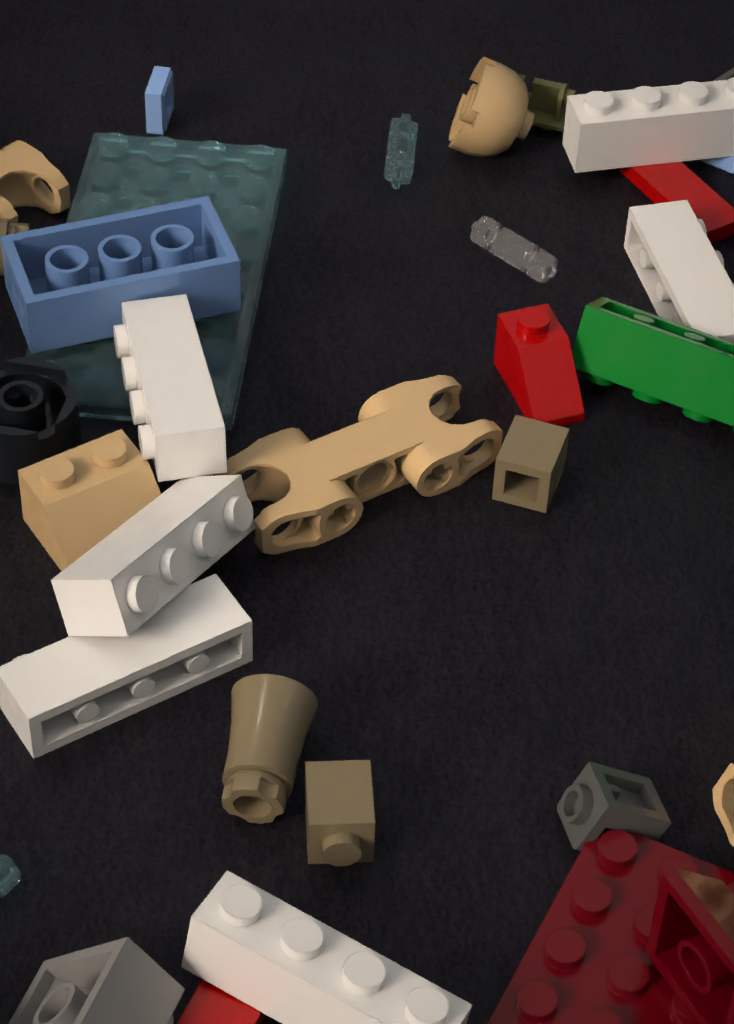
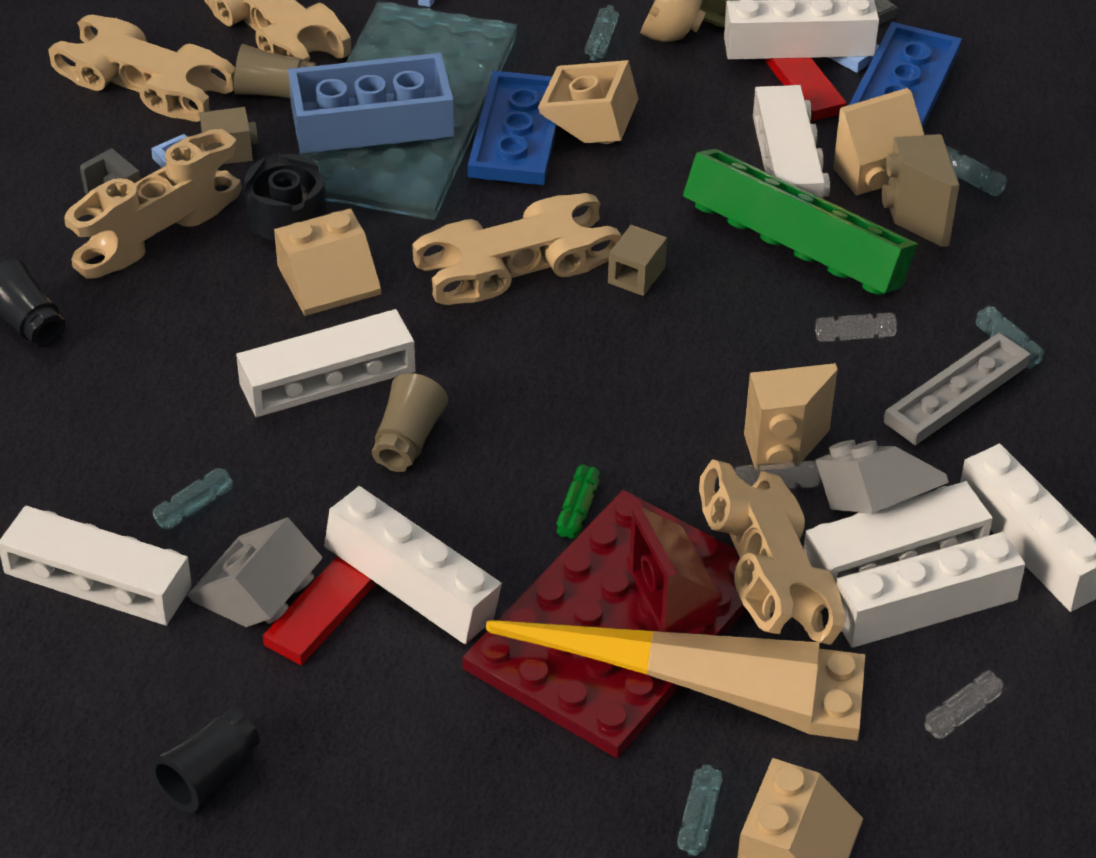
camera: 10 degrees right, 0 degrees up
(153, 556) = (356, 292): white brick -> none
(170, 388) = (388, 183): white brick -> none
(320, 291) = (512, 135): none -> blue plate
(339, 812) = (448, 467): dark tan brick -> none
(414, 243) = (591, 100): none -> tan slope
(514, 249) = (667, 111): clear axle -> none
(537, 844) = (578, 501): none -> green axle
(538, 365) = (661, 193): red slope -> none
(611, 800) = (634, 479): dark grey bracket -> none

